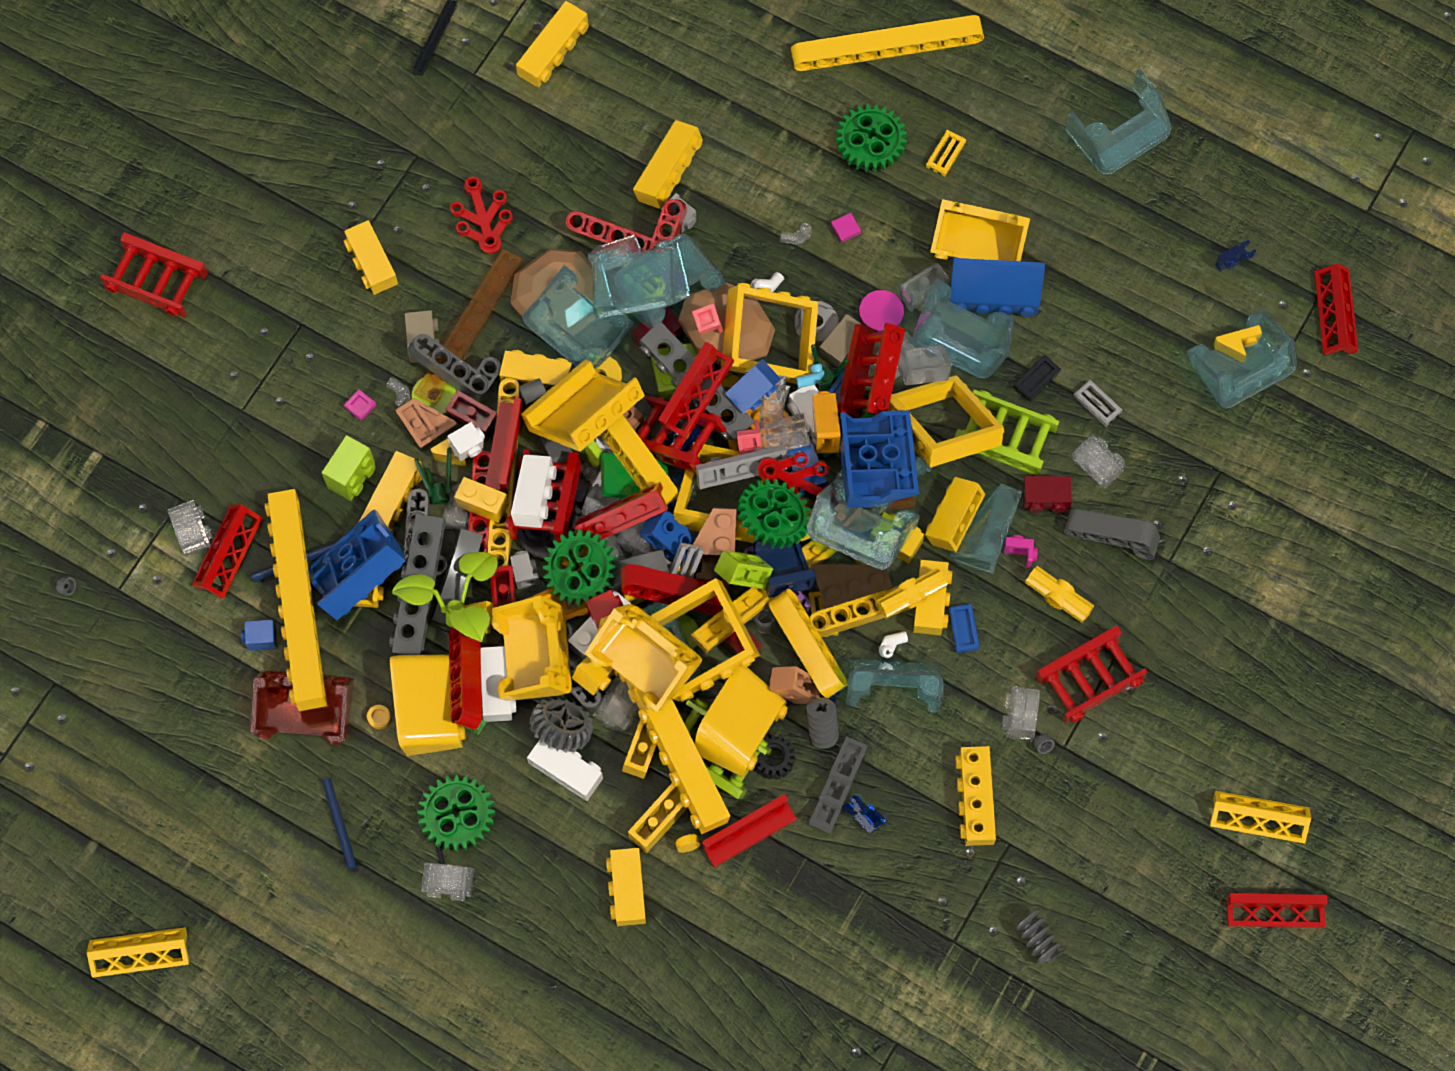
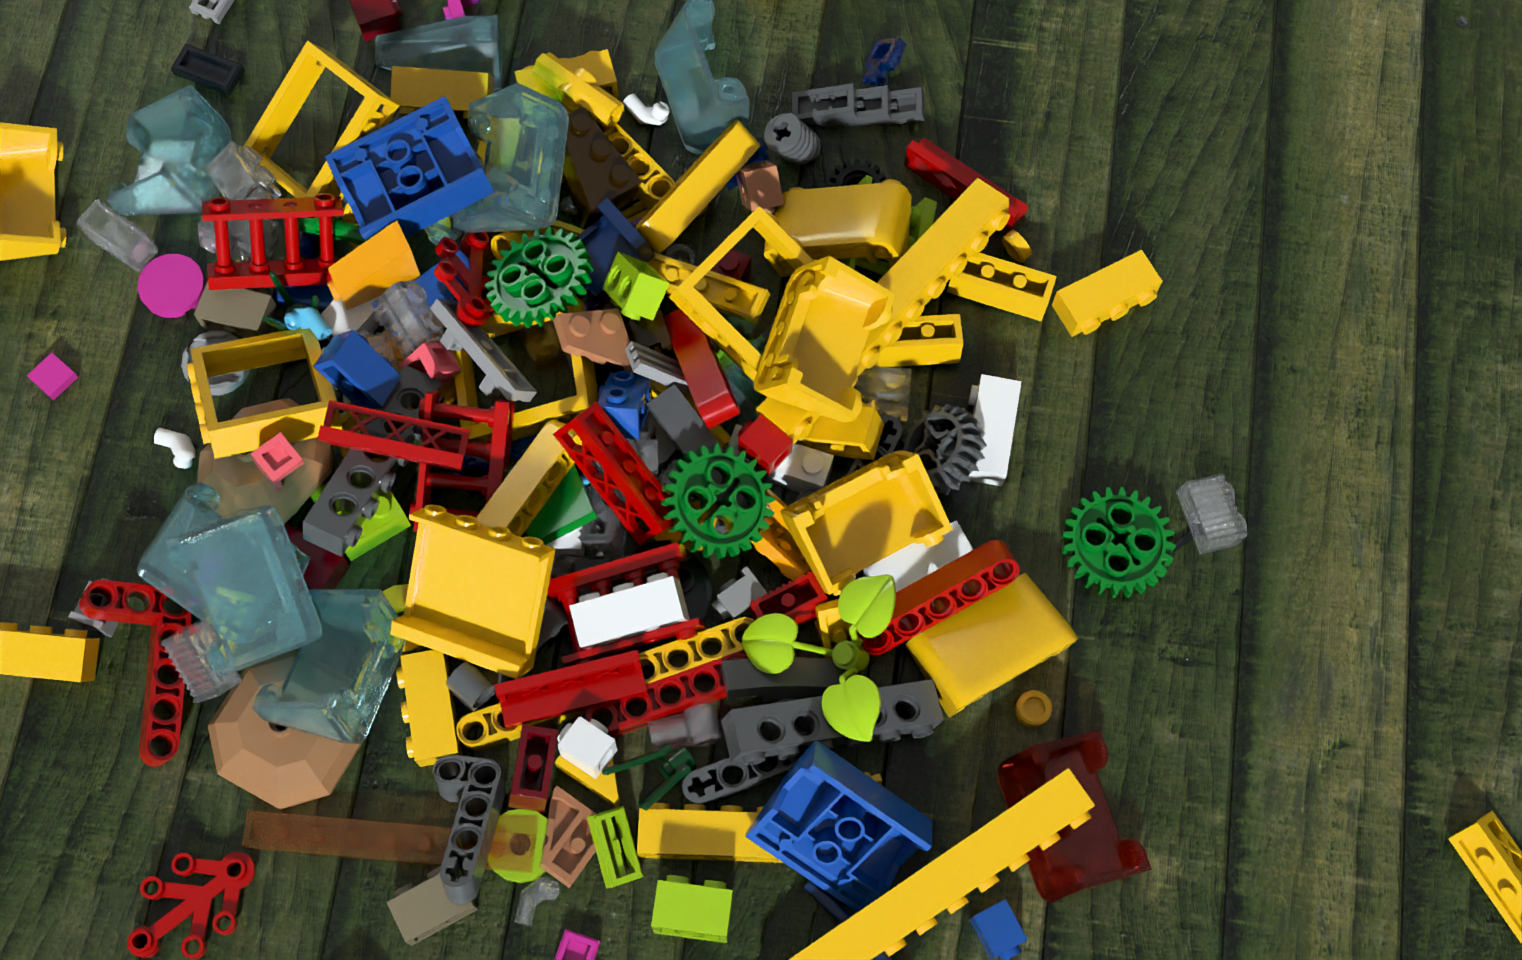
camera: 115 degrees left, 0 degrees up
(339, 824) = (1202, 696): dark blue bar -> none
(425, 443) = (614, 846): none -> lime tile
(481, 500) = (670, 683): yellow brick -> none
(799, 236) = (87, 433): clear arm -> none
(963, 628) = (596, 36): blue tile -> none
(997, 286) = (89, 130): blue piece -> none
(1010, 455) = (329, 89): lime fence -> none

